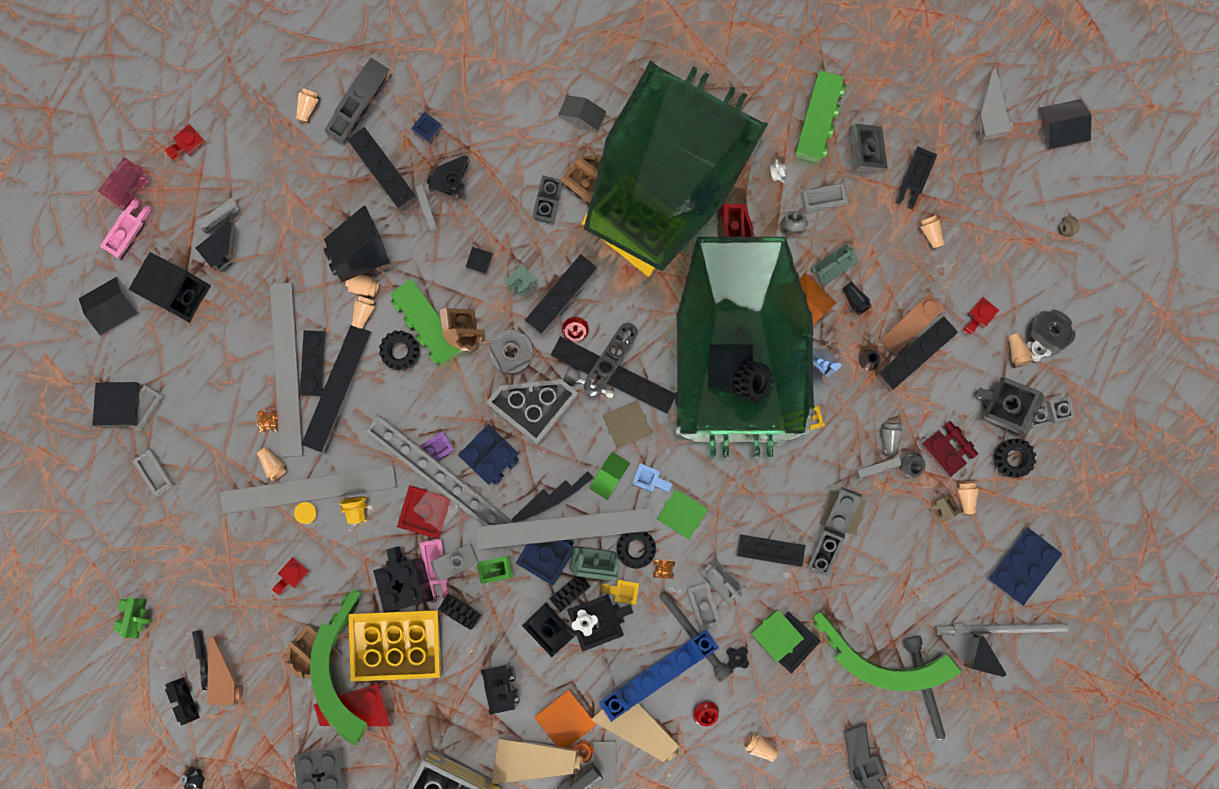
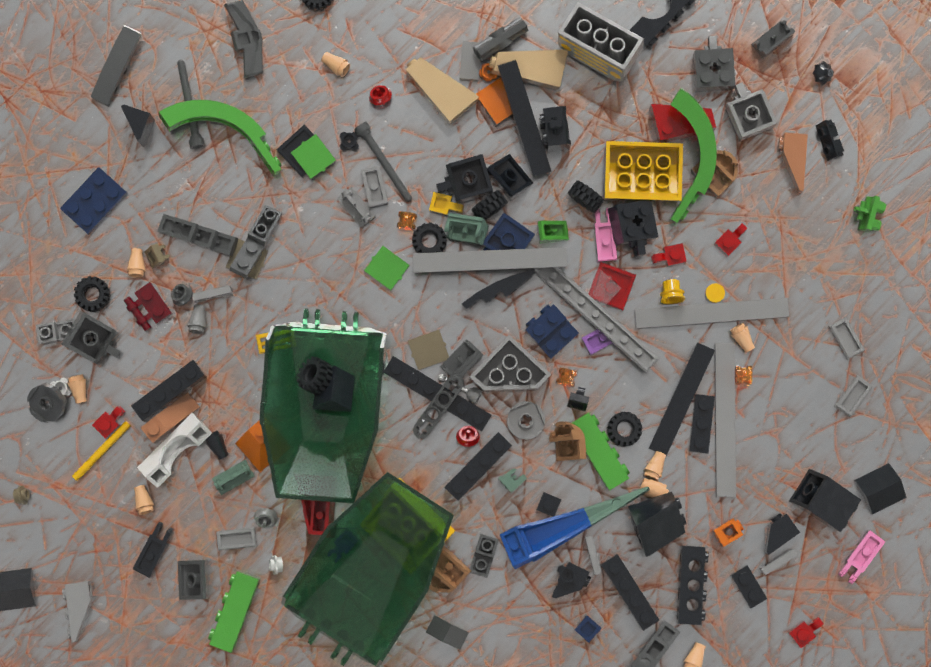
camera: 170 degrees left, 0 degrees up
(115, 404) = (876, 399): black tile -> none
(124, 183) = (861, 597): clear pink brick -> none
(199, 651) = (812, 178): black piece -> none
(250, 186) = (748, 586): none -> black plate
(270, 737) = (755, 103): none -> light grey hinge
(277, 235) = (721, 536): none -> orange brick
(320, 215) = (684, 615): none -> black brick
(357, 553) = (672, 255): none -> red plate
(453, 378) = (578, 400): none -> black tile
(453, 562) = (588, 239): light grey plate -> none
(468, 403) = (566, 377): none -> clear orange wheel
(486, 221) = (538, 538): none -> blue plate
(537, 698) = (524, 118): none -> black slope
(583, 616) = (473, 177): white plate -> none
(588, 414) = (461, 359): none -> dark grey hinge
(609, 475) = (447, 305): bright green slope -> none
(648, 479) = (413, 300): light blue plate -> none
(658, 675) = (419, 129): blue slope -> none
(771, 550) = (312, 230): black plate -> none
(825, 362) = (249, 387): light blue wedge -> none
(864, 360) = (215, 390): black cone -> none
(901, 534) = (197, 235): none -> dark grey slope
(920, 270) = (159, 463): none -> white arch
(959, 629) = (156, 150): light grey bar -> none
(985, 283) = (101, 450): none -> yellow bar
(1016, 727) = (116, 64): none -> dark grey slope

